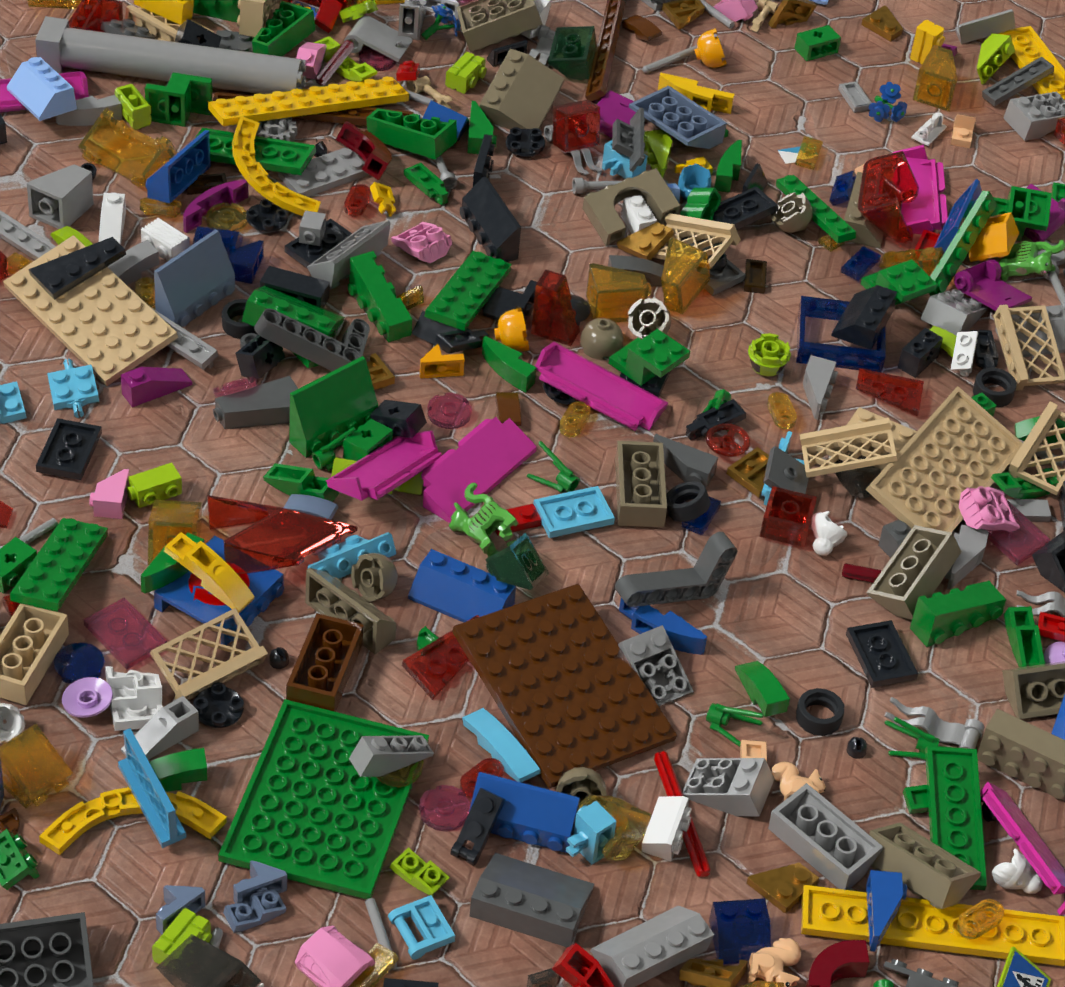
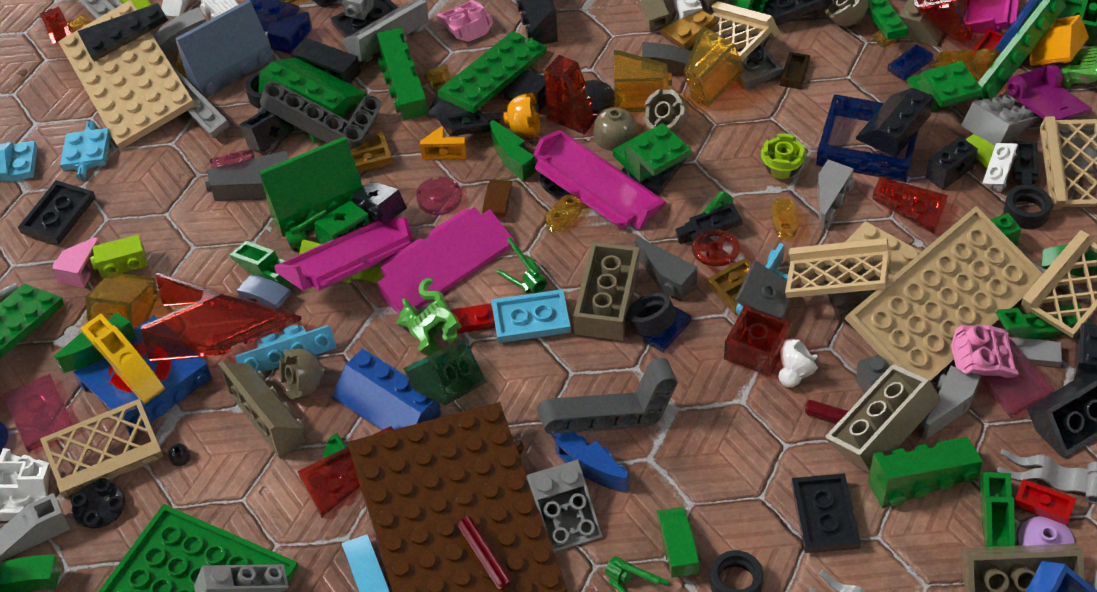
camera: 20 degrees right, 5 degrees up
(151, 383) = (159, 149): magenta slope -> none
(325, 662) = (215, 468): reddish brown brick -> none
(602, 707) = (484, 553): none -> dark red axle

